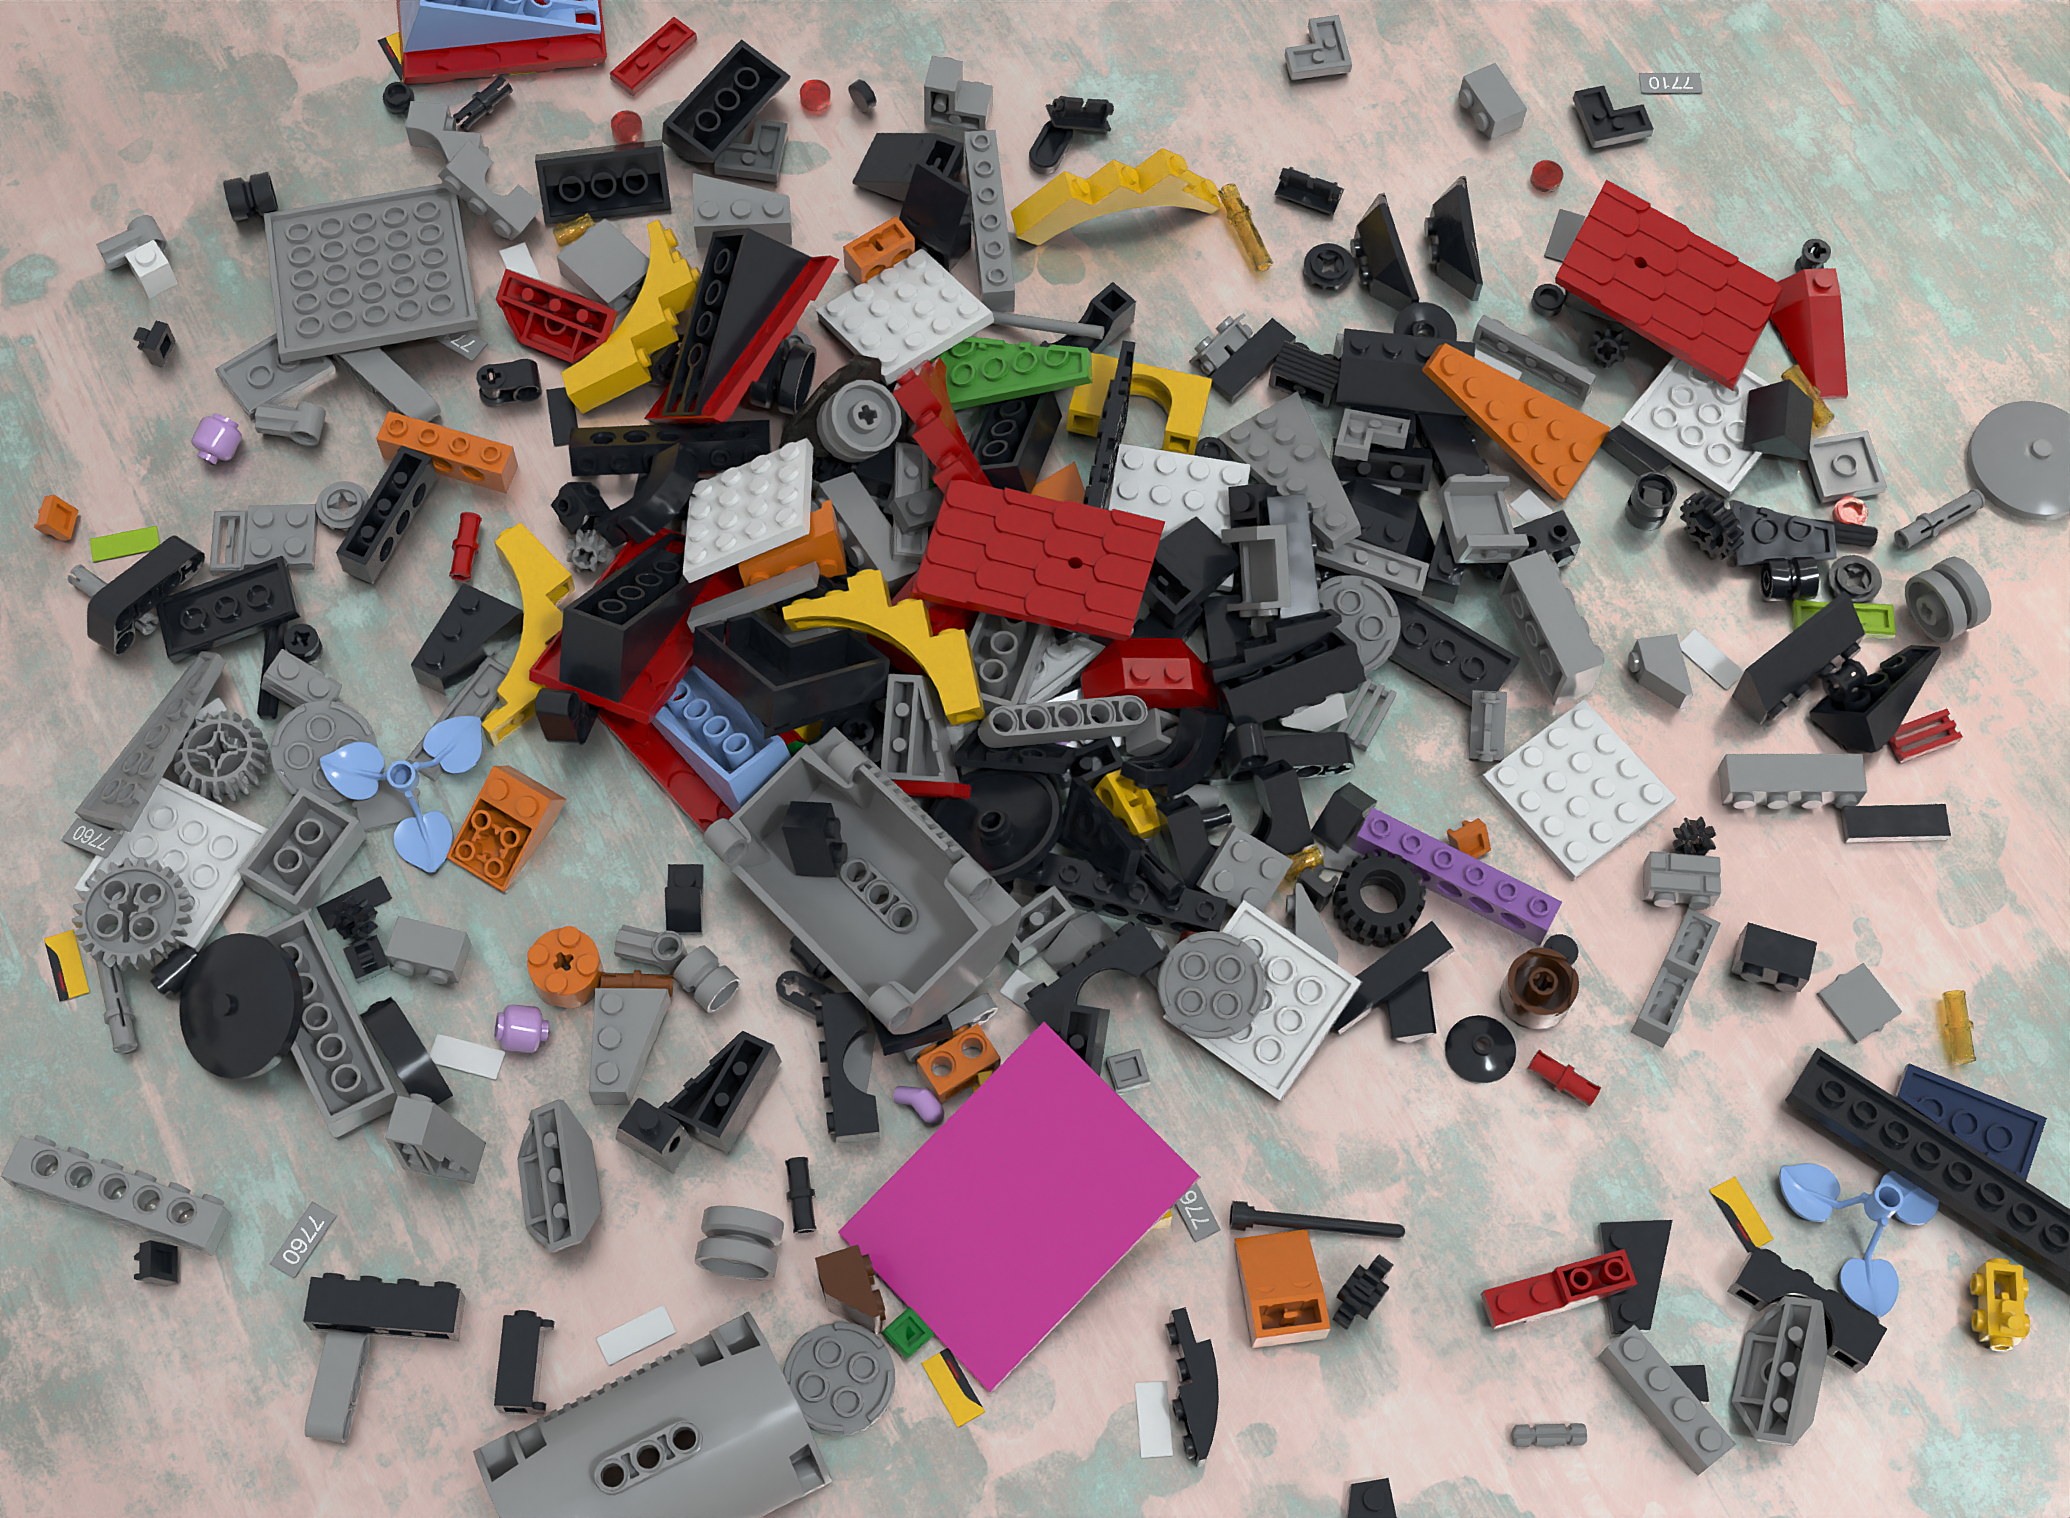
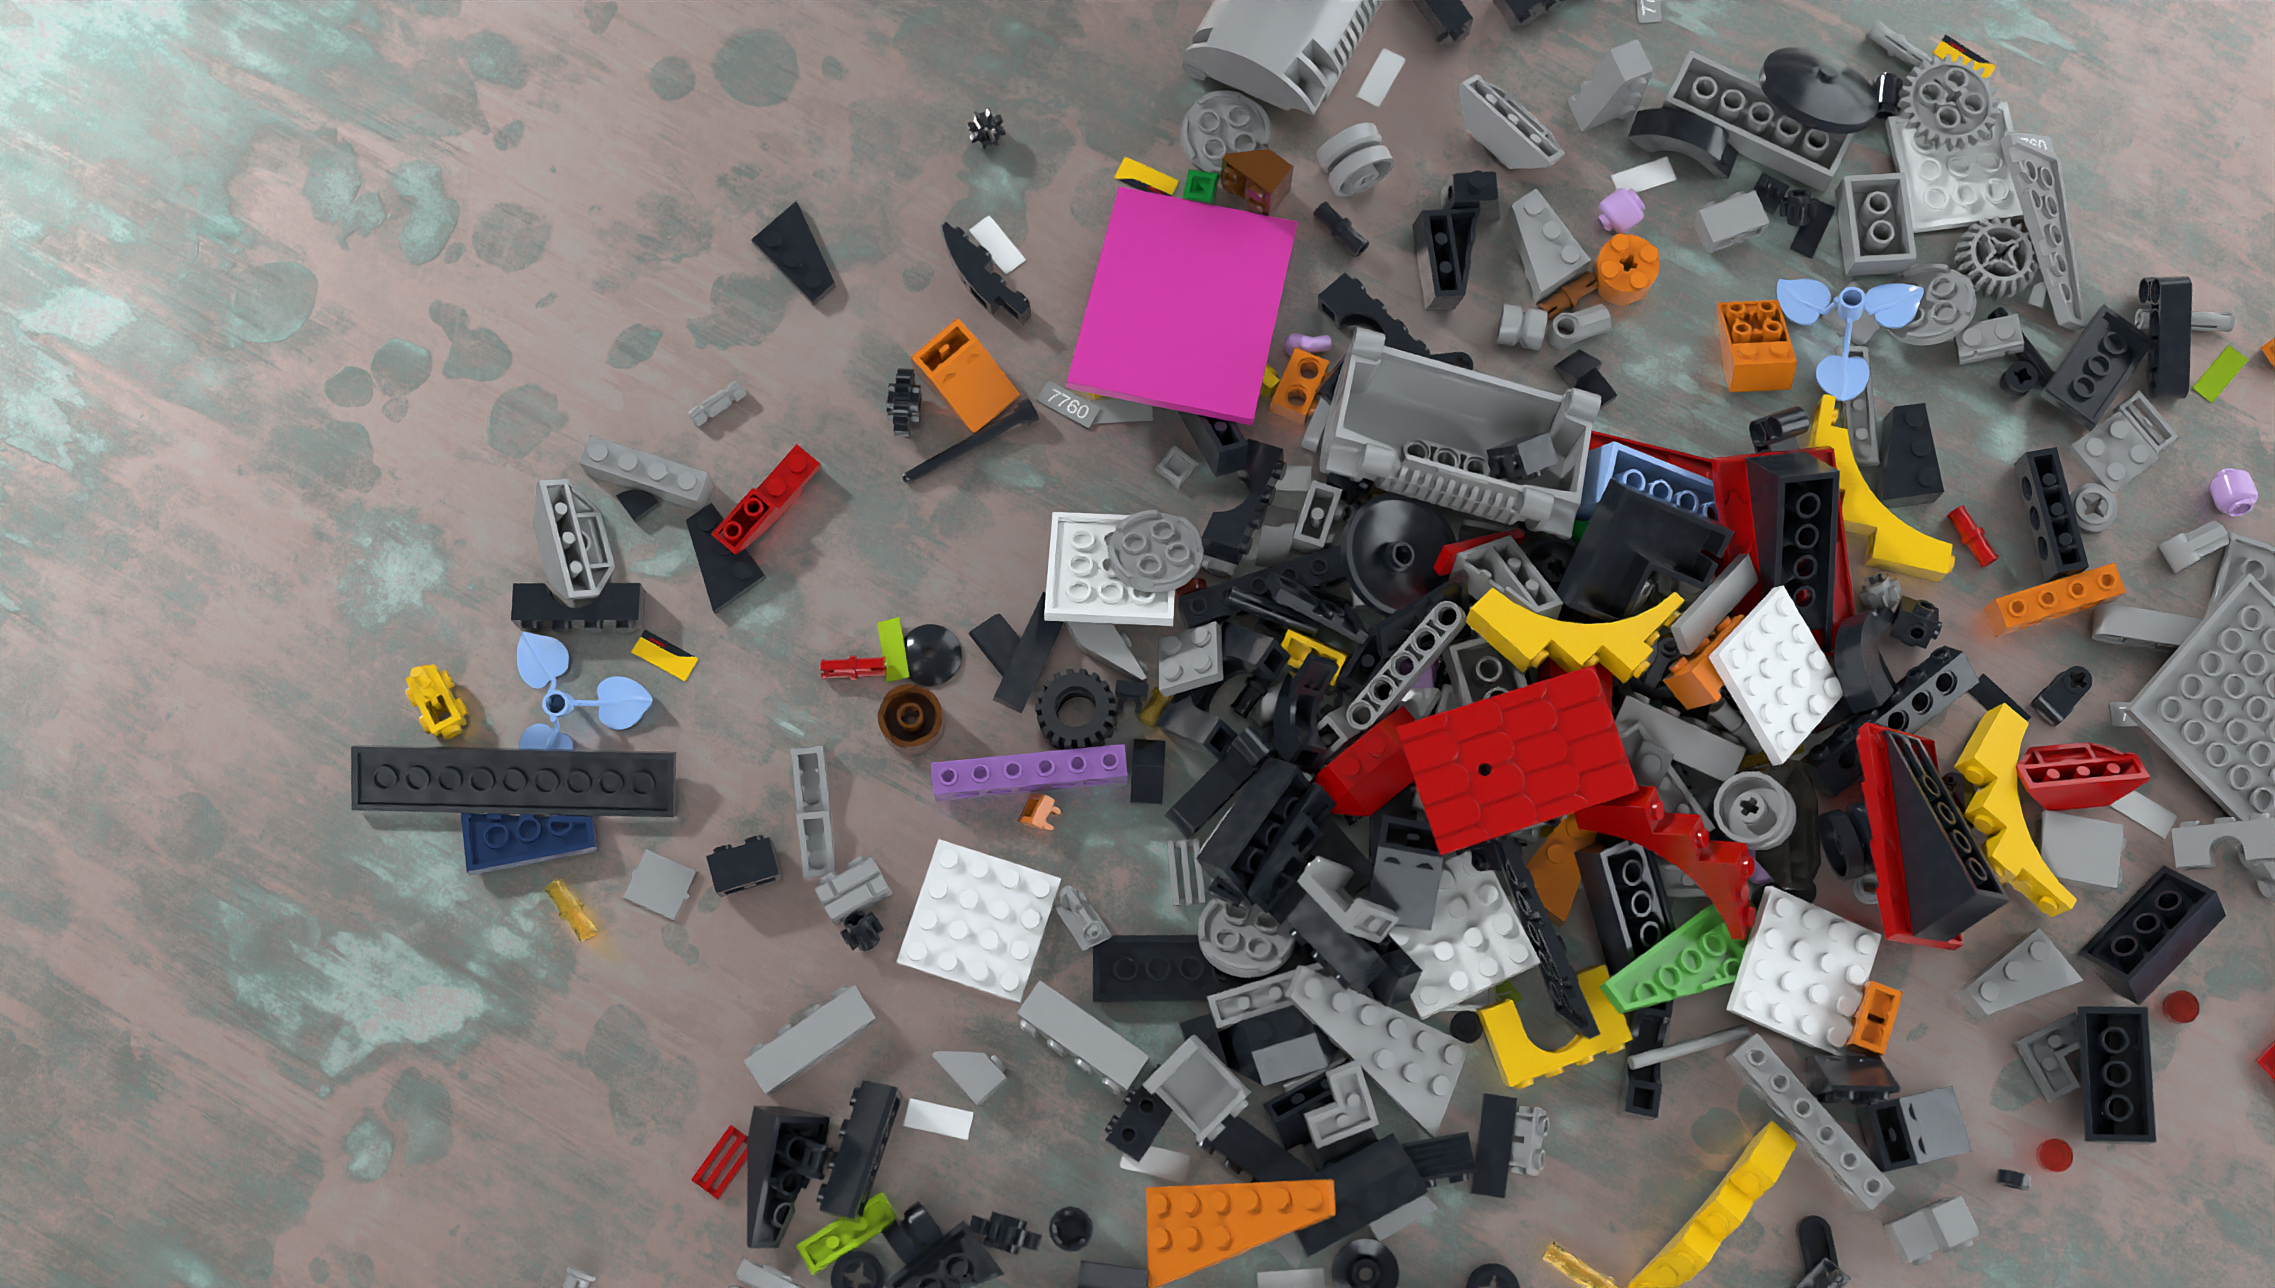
camera: 150 degrees right, 10 degrees up
(573, 230) = (2134, 871): clear yellow pin -> none
(653, 56) = (2221, 1097): red tile -> none
(1513, 1075) = (893, 649): none -> lime sticker
(1564, 945) = (914, 769): black plate -> none
(1895, 823) = (707, 1063): black tile -> none

